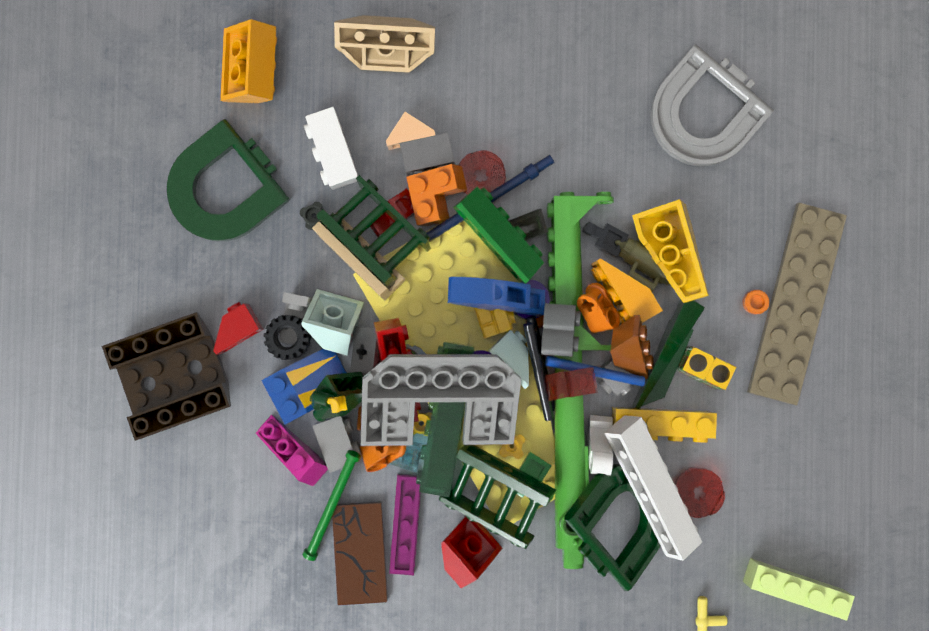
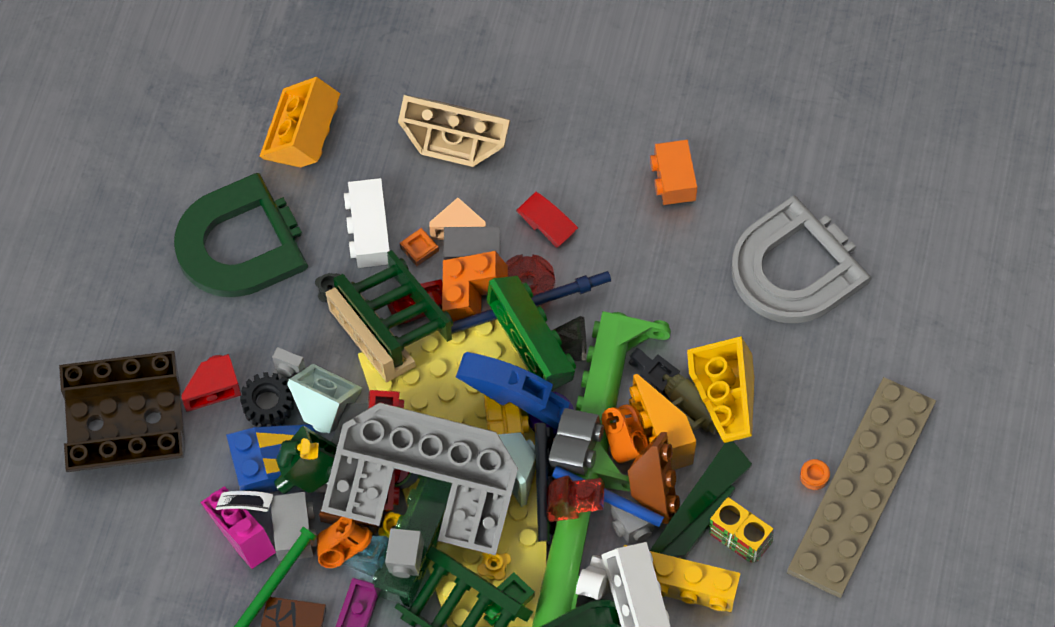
camera: 15 degrees right, 25 degrees down
(292, 434) = (245, 500): none -> sticker
(380, 160) = (419, 247): none -> orange tile
(439, 467) = (404, 552): none -> light grey brick
(485, 111) = (547, 218): none -> red slope
(587, 44) = (674, 171): none -> orange brick

